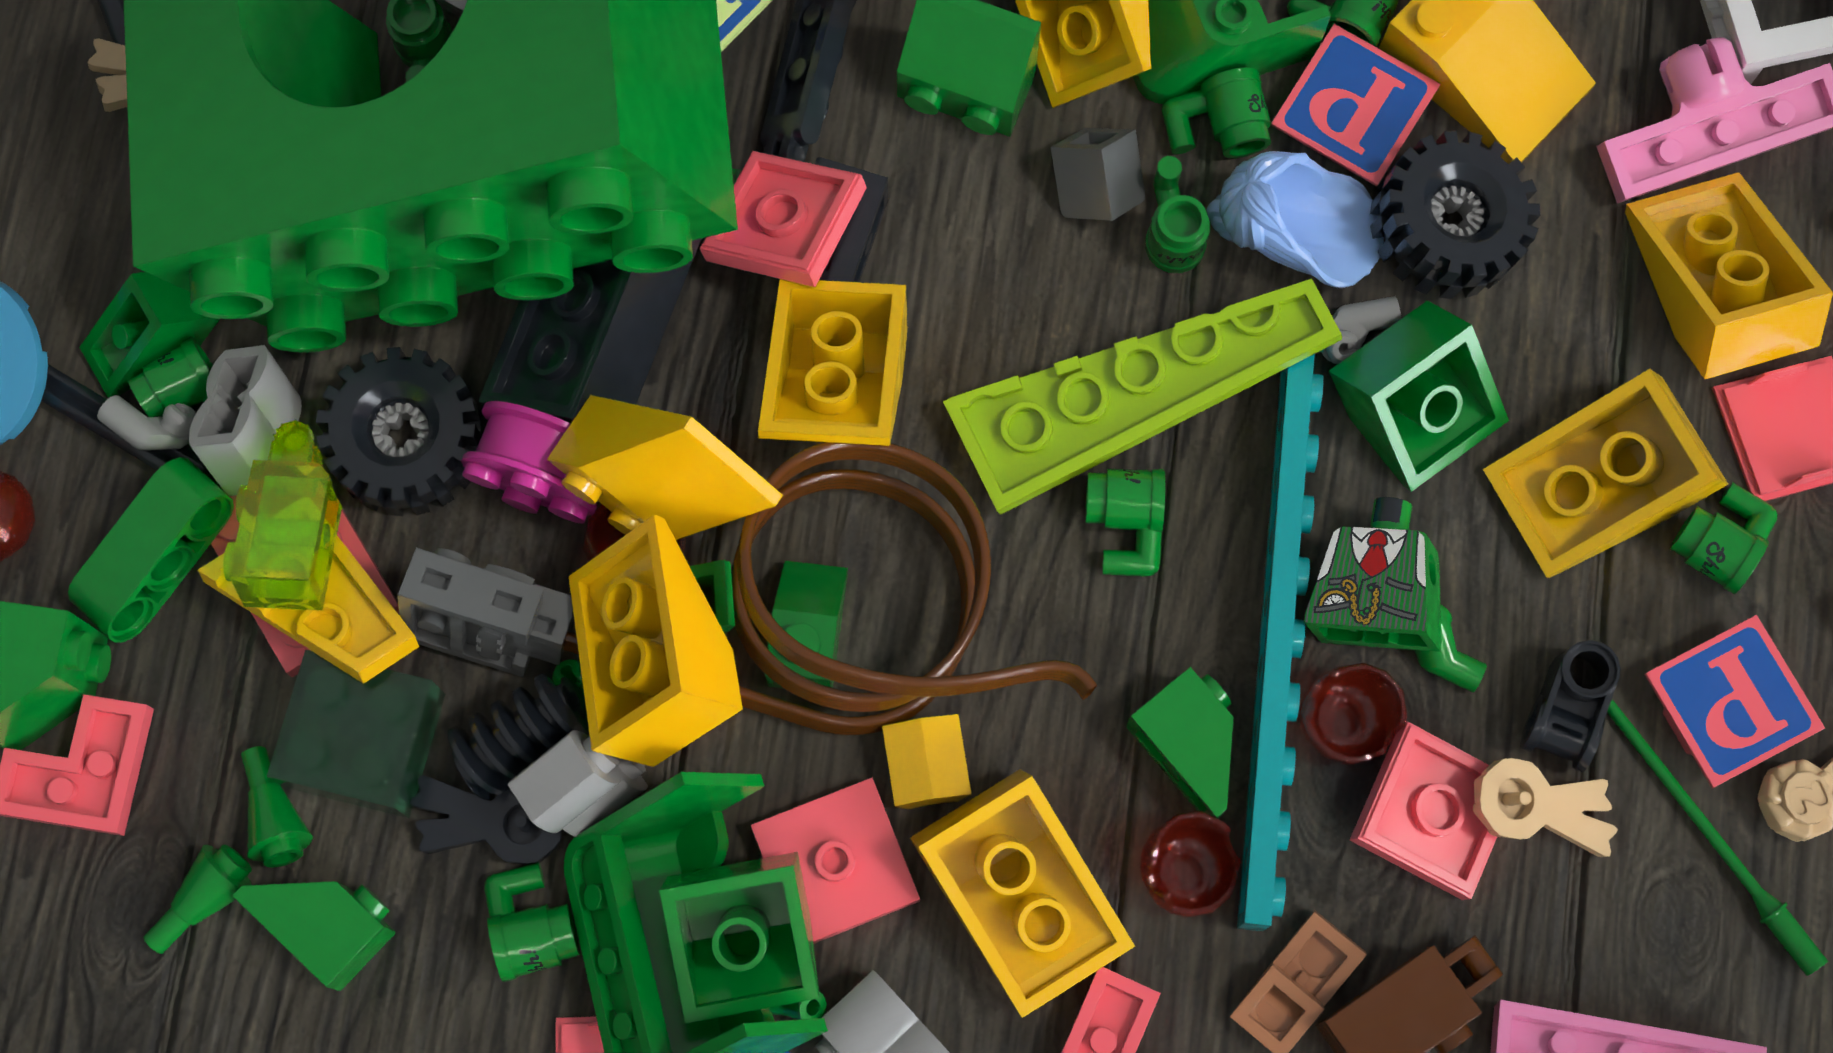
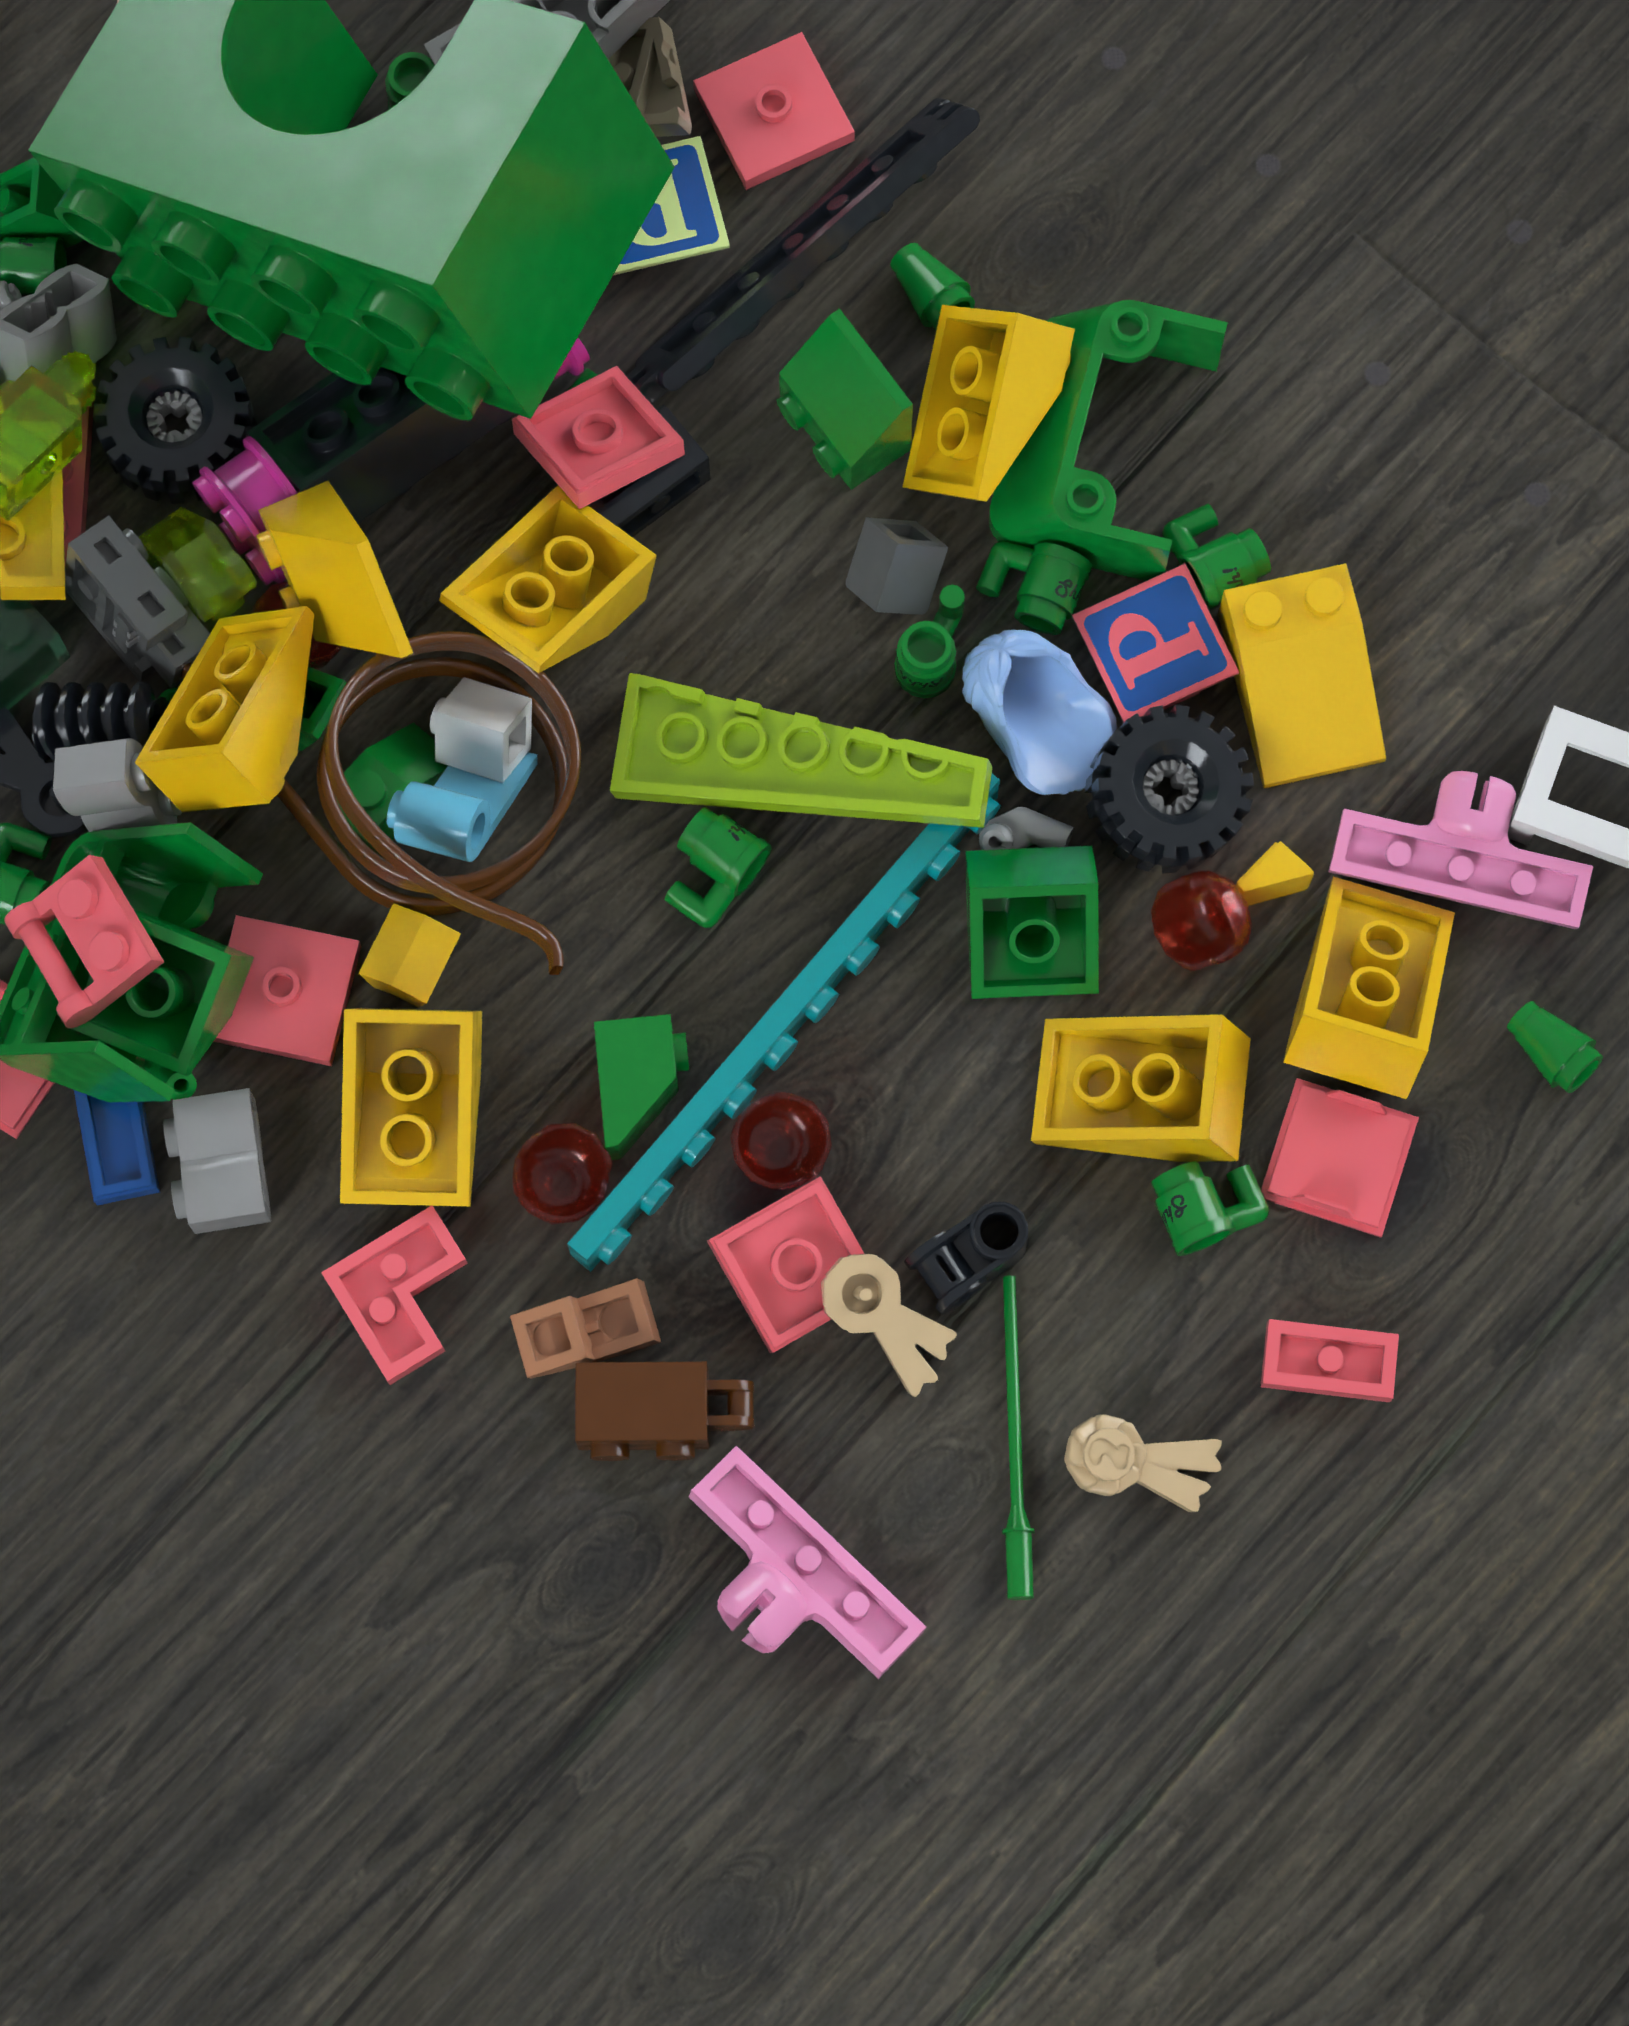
camera: 35 degrees right, 0 degrees up
(519, 537) = (199, 563): none -> clear neon green hinge
(661, 919) = (101, 931): none -> coral plate
(855, 528) = (482, 729): none -> white brick
(888, 597) = (456, 812): none -> medium azure door
(1379, 585) = (877, 1051): torso -> none
(1450, 662) = (894, 1138): green arm -> none
(1558, 305) = (1201, 920): none -> clear red hair
(1581, 231) = (1275, 875): none -> yellow slope
(1733, 701) = (1108, 1339): piece -> none

